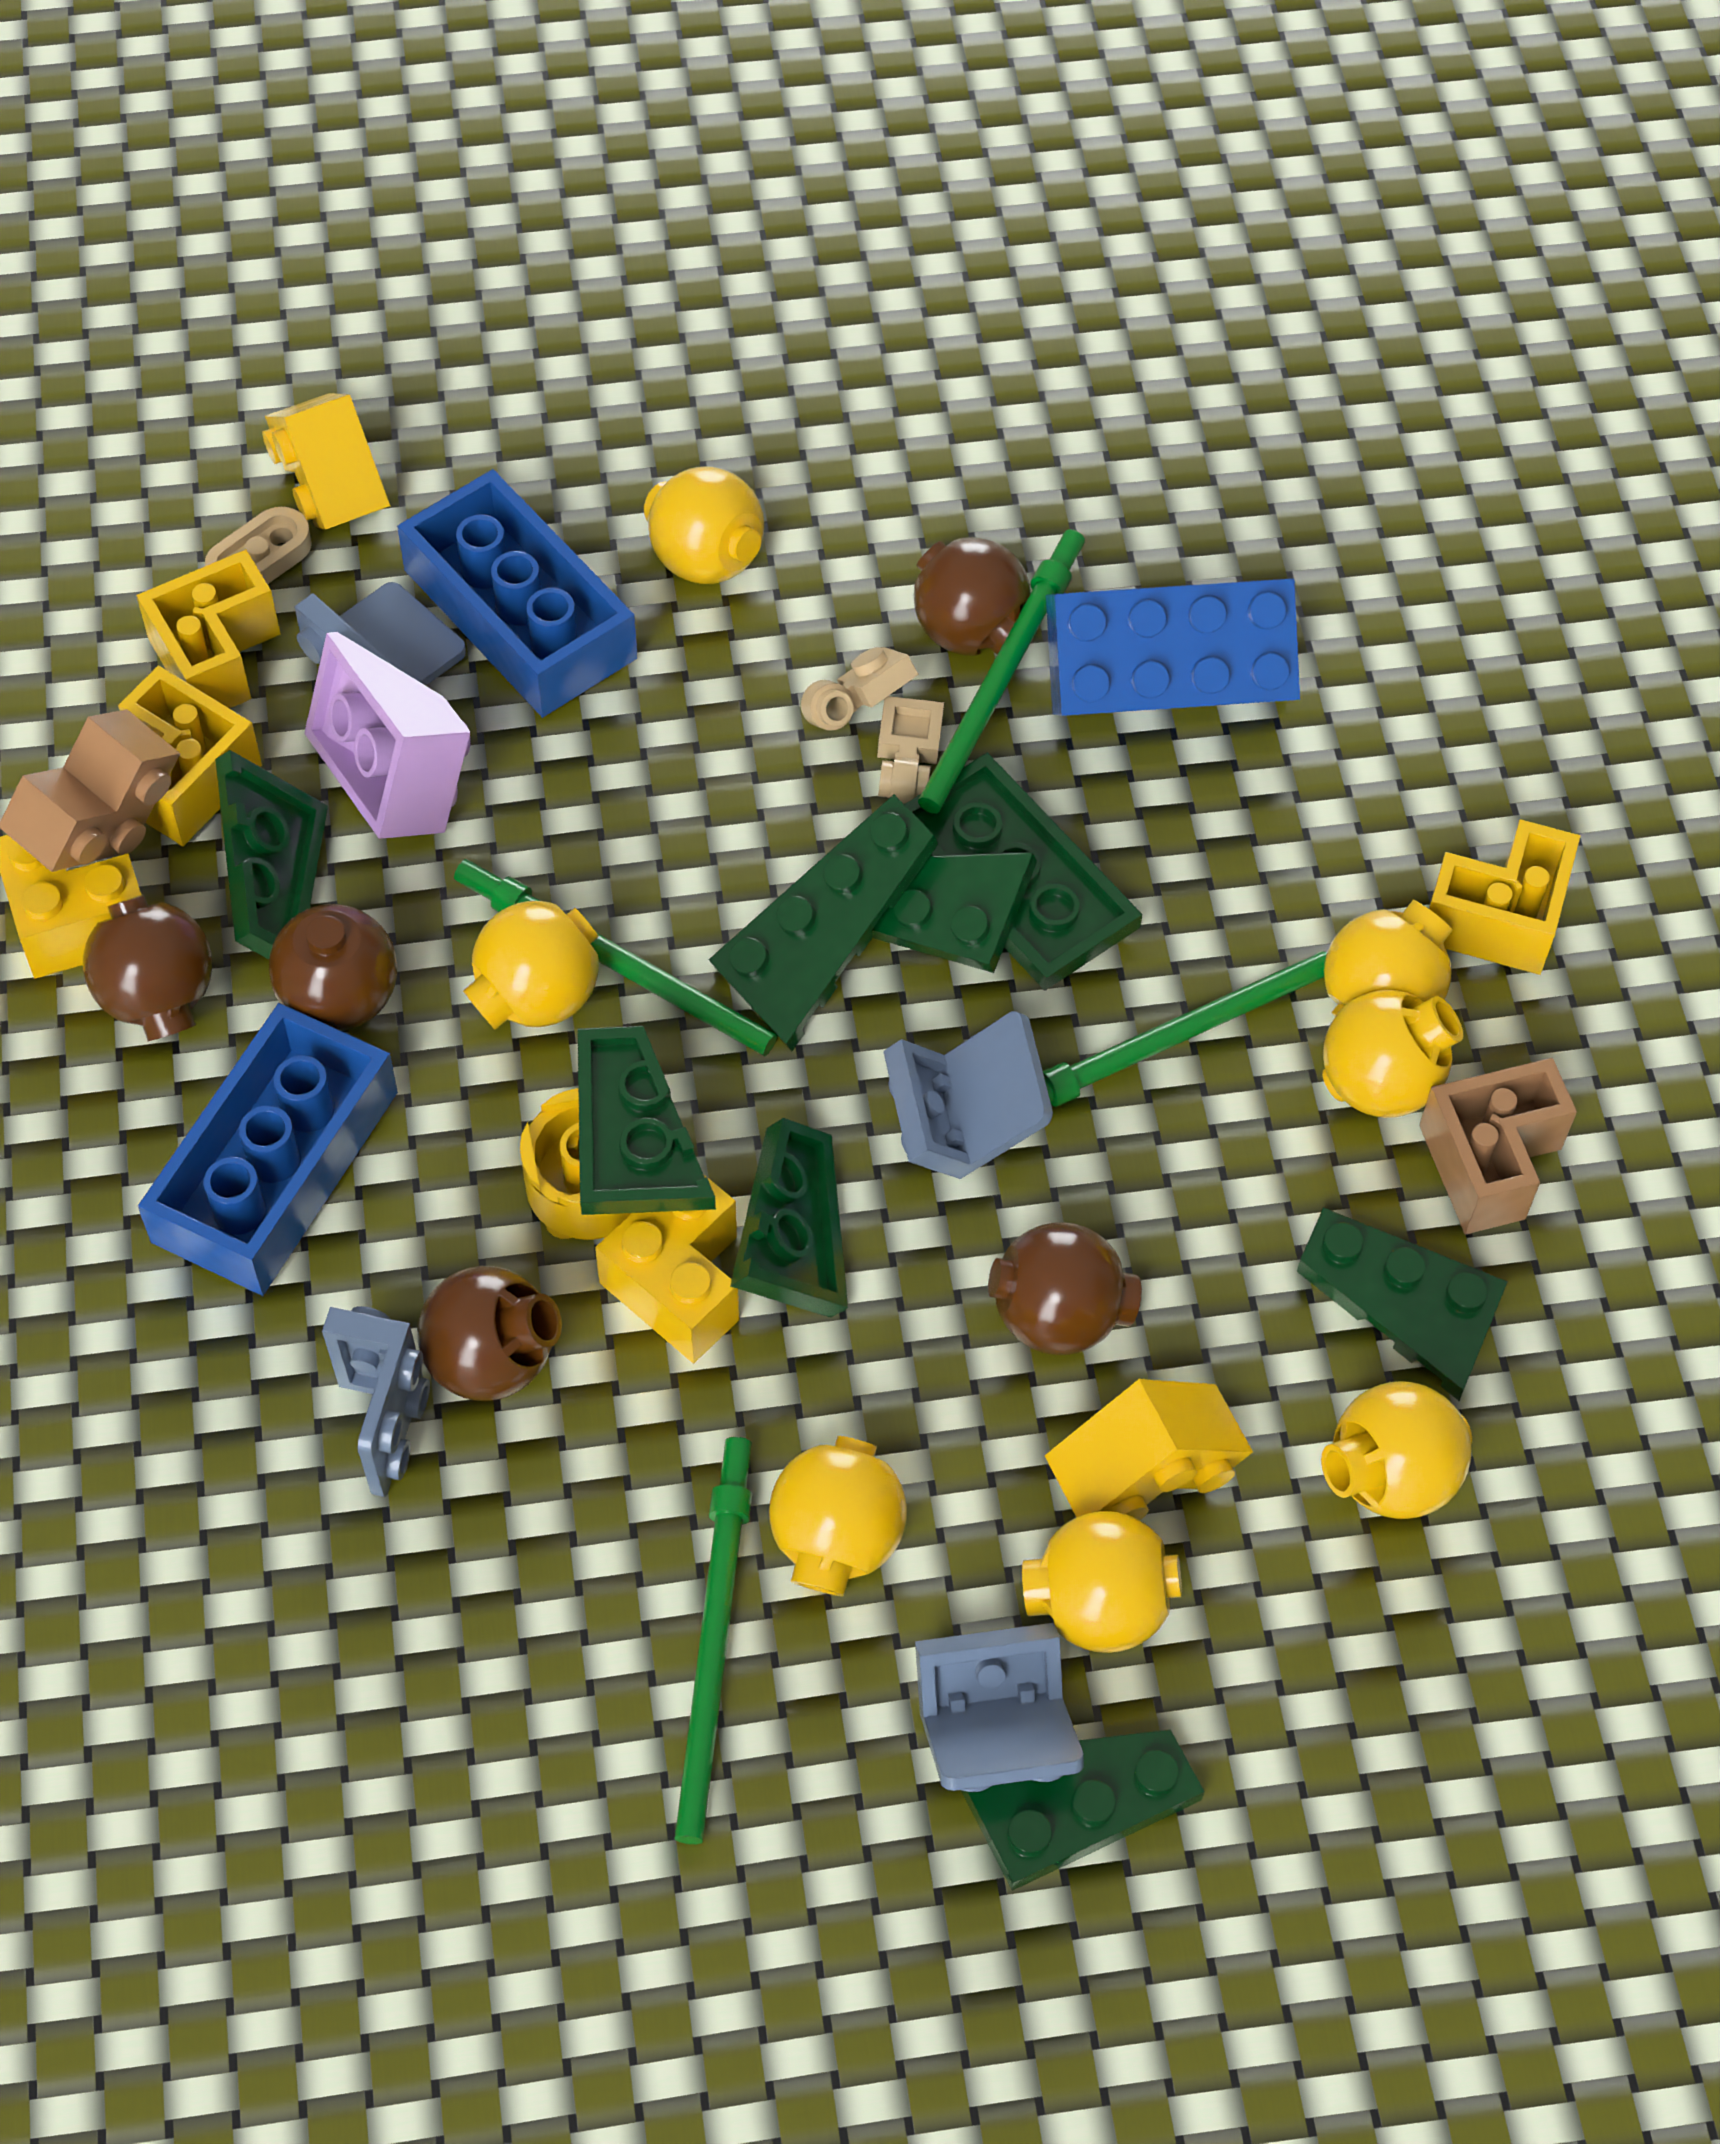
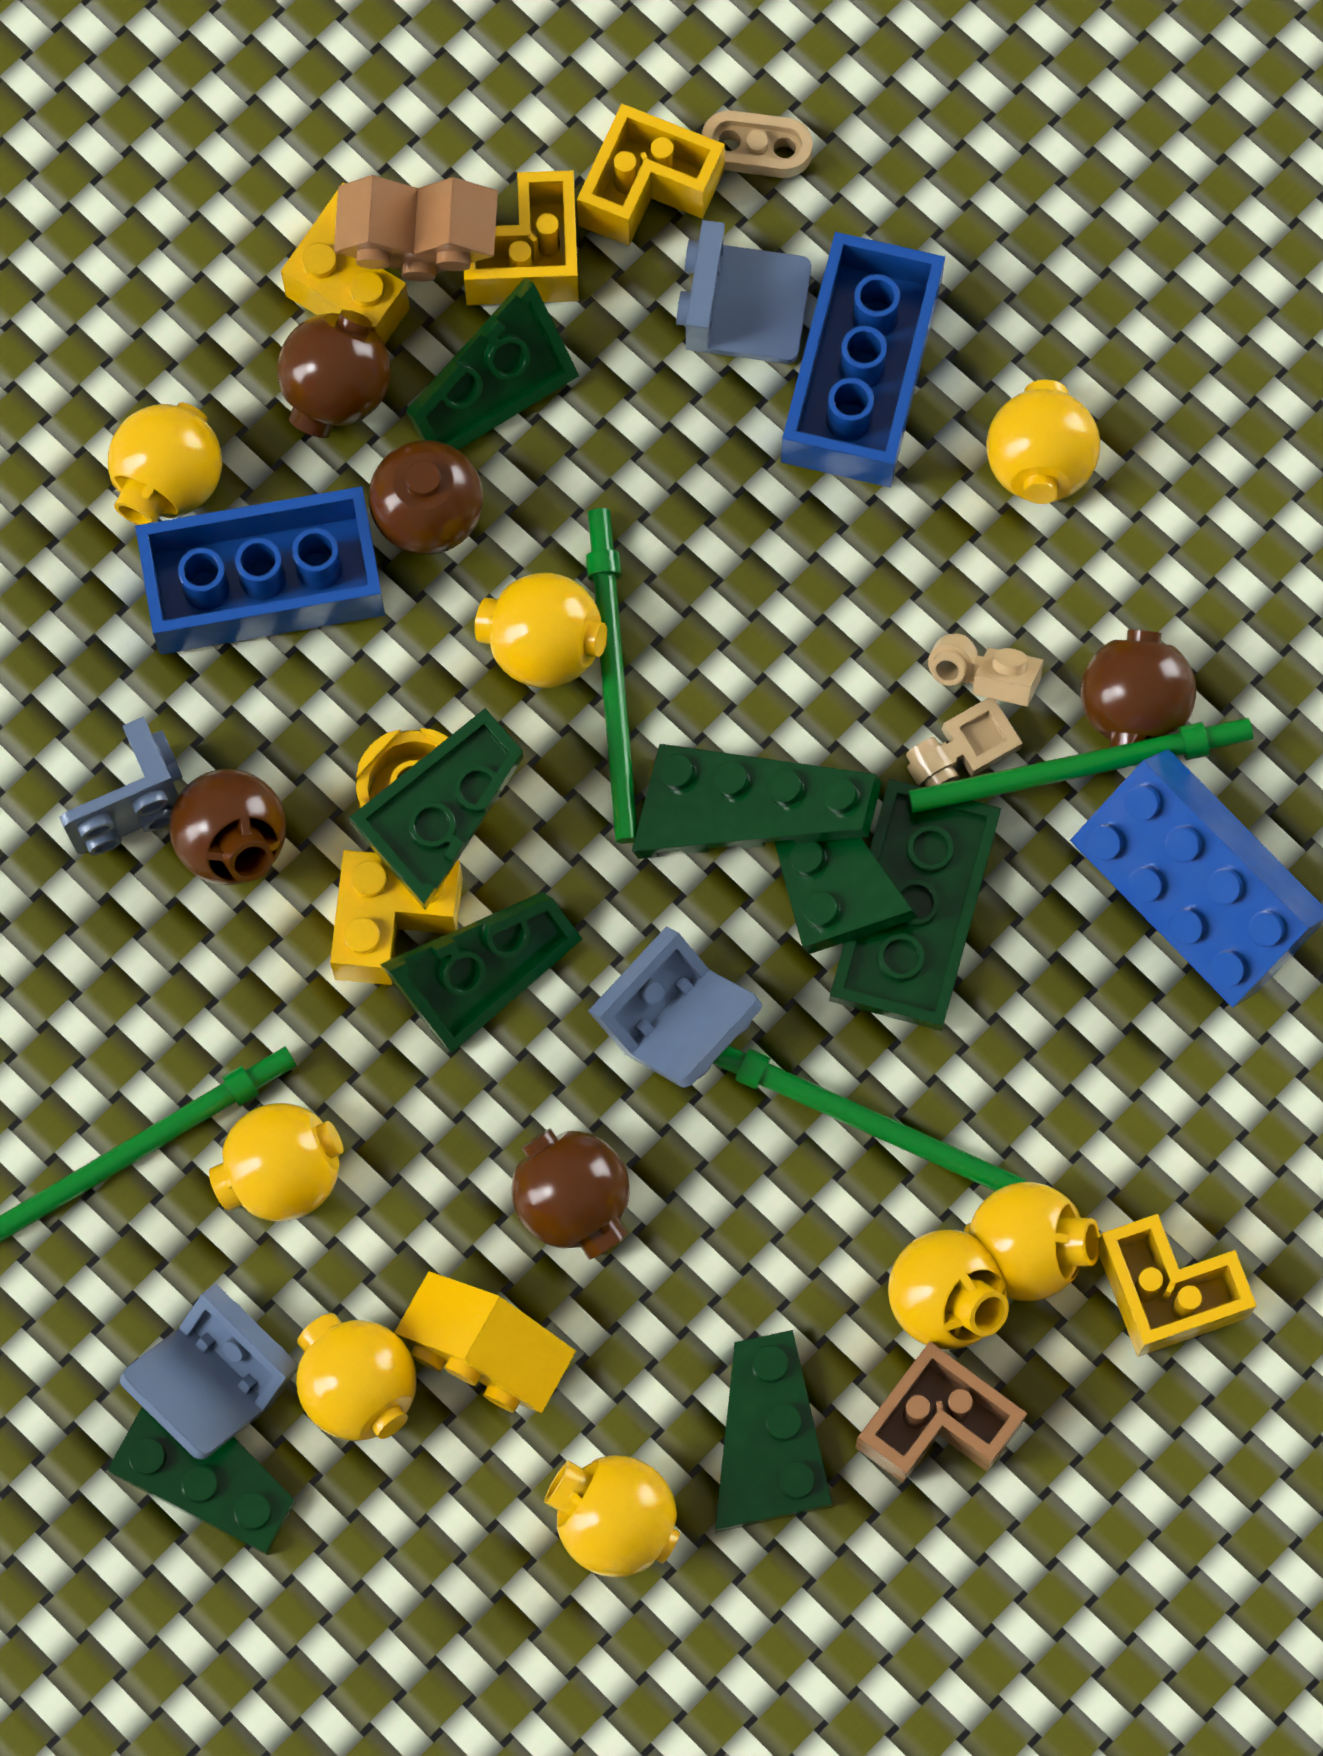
camera: 55 degrees right, 15 degrees up
(97, 1152) = (163, 462): none -> yellow brick
(330, 459) = (869, 121): yellow brick -> none
(386, 740) = (646, 380): lavender slope -> none

